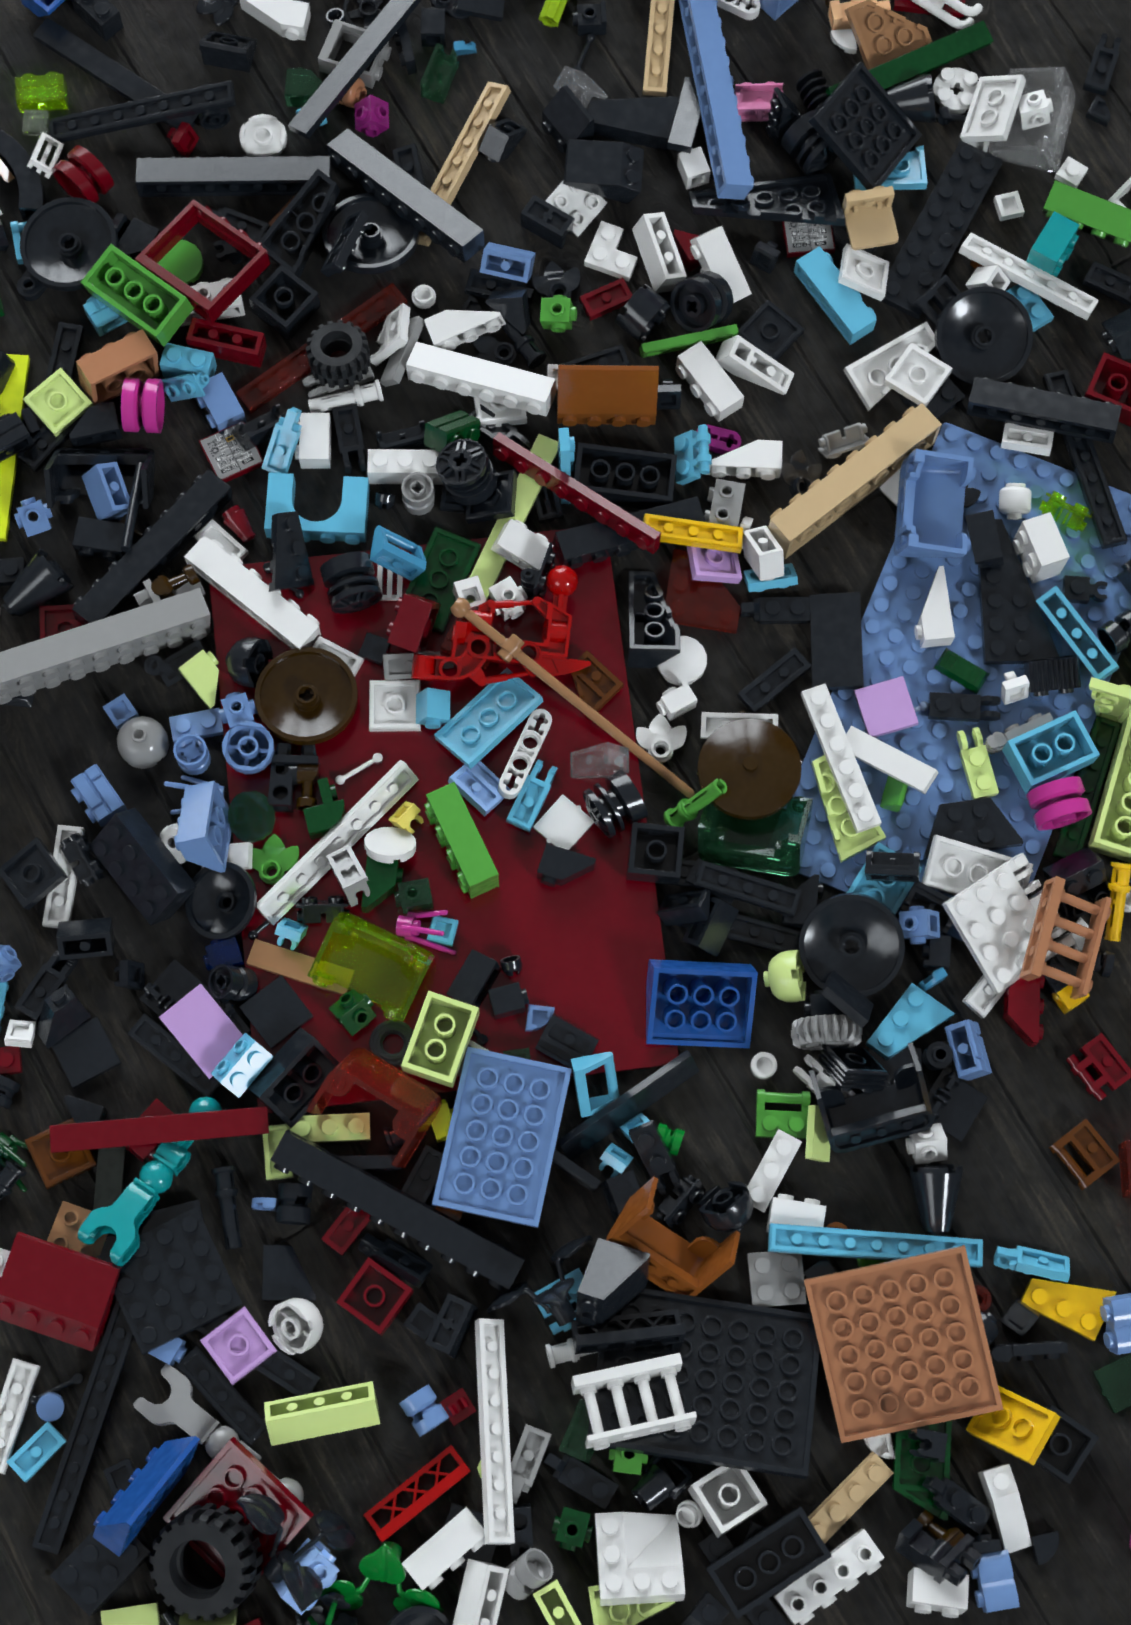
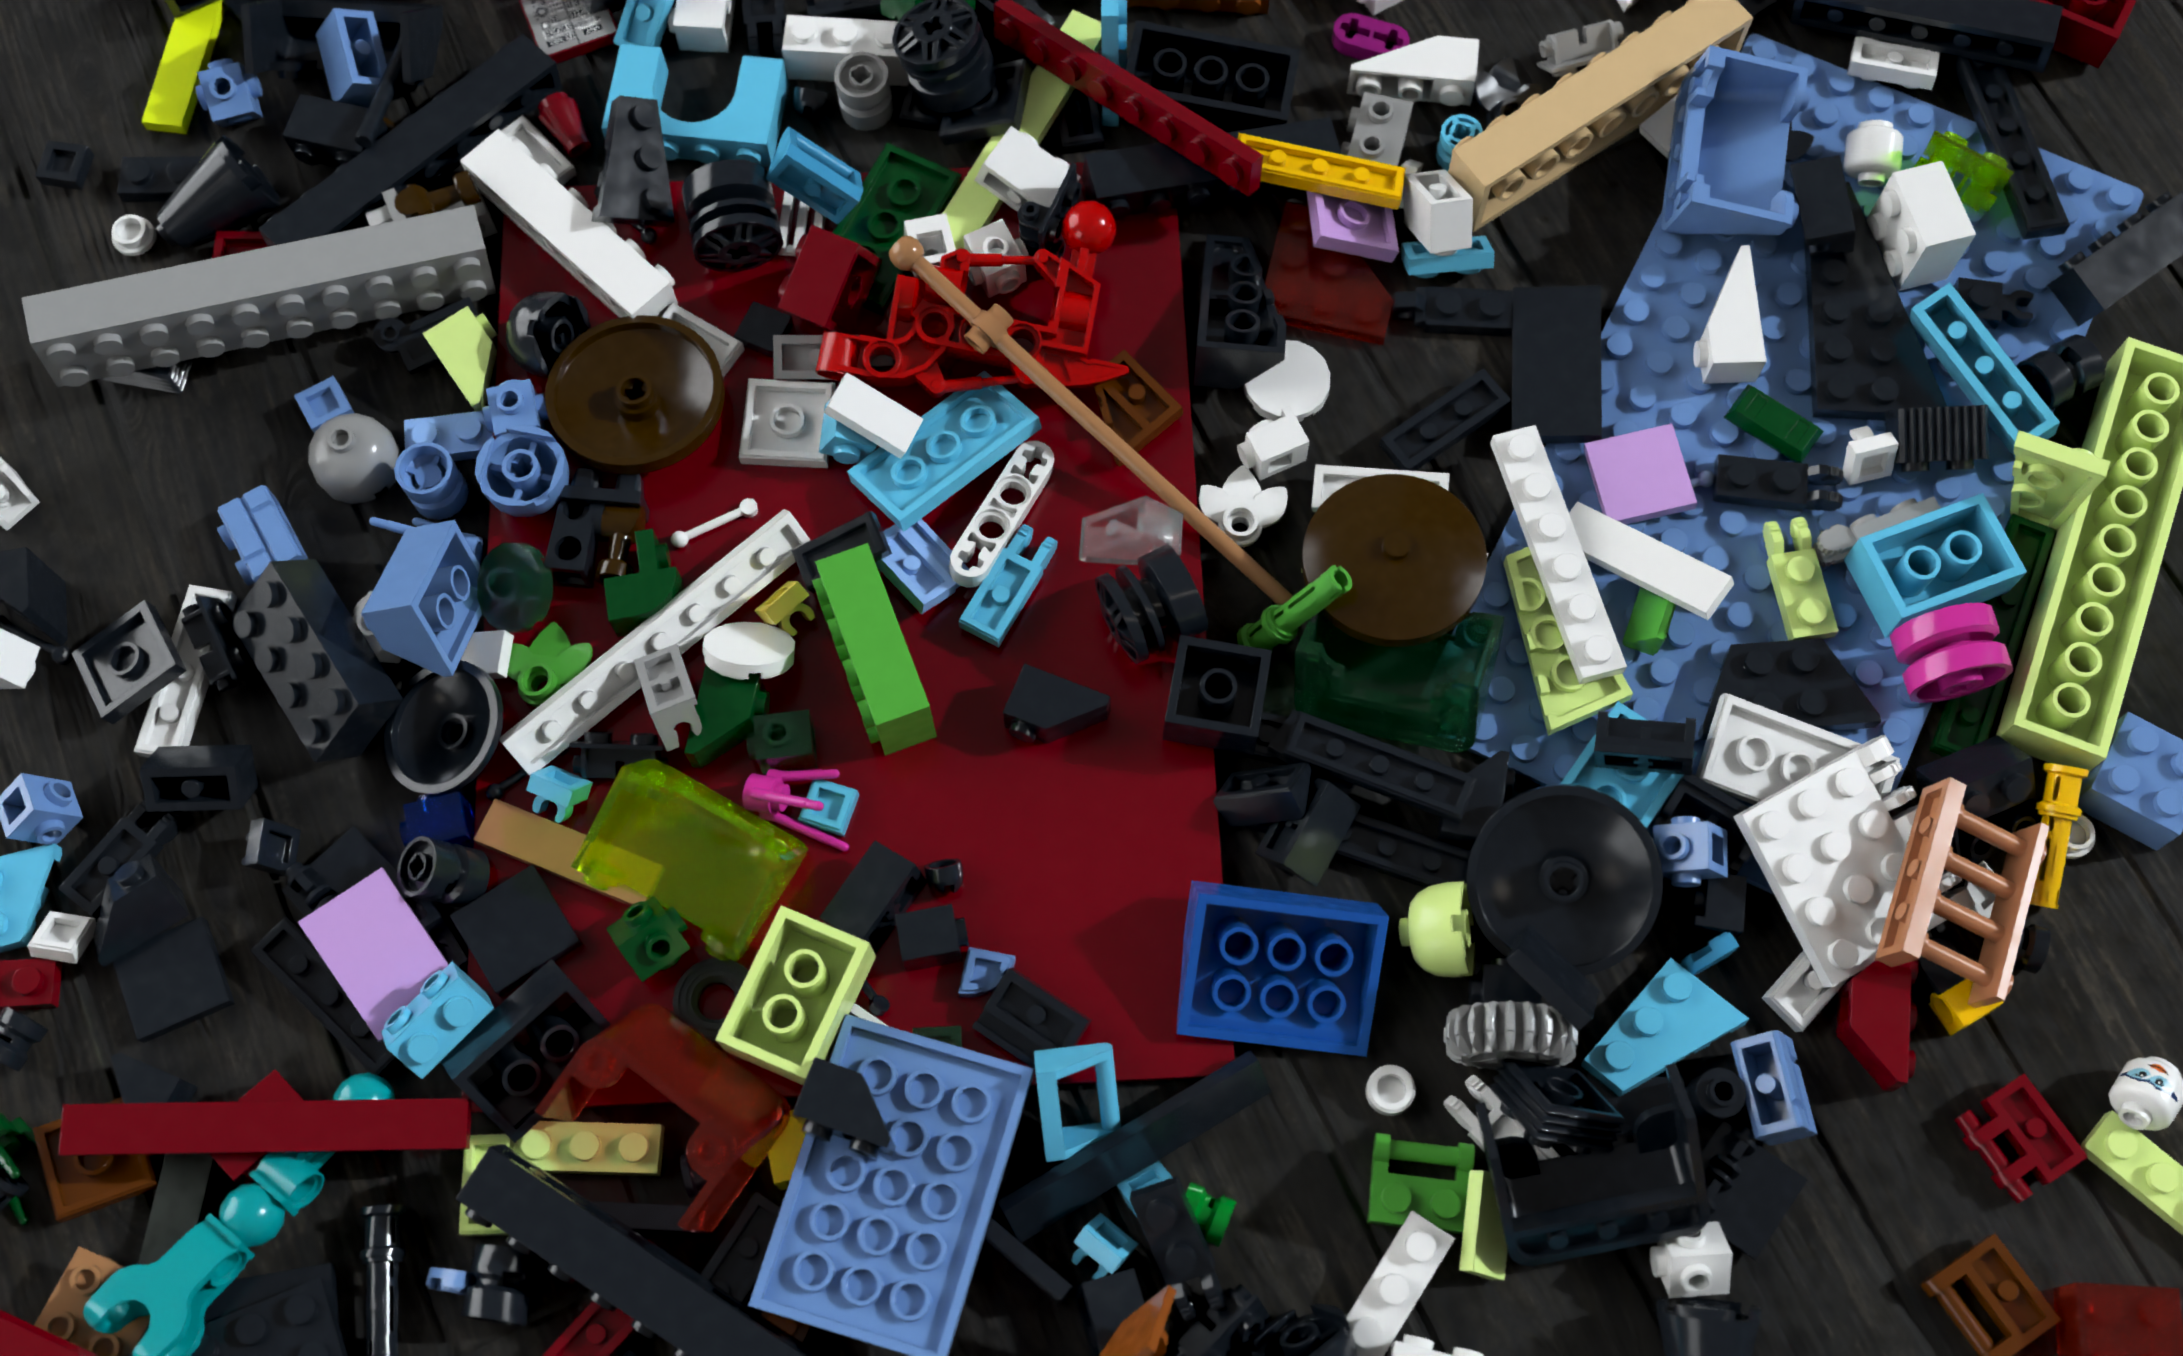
camera: 10 degrees right, 5 degrees down
(434, 780) = (845, 537): none -> black tile
(447, 702) = (873, 415): none -> white tile
(473, 1096) = (842, 1105): none -> black slope
(563, 823) = (1060, 636): white piece -> none
(692, 455) = (1326, 55): medium azure plate -> none
(769, 507) = (1451, 133): none -> medium azure wheel

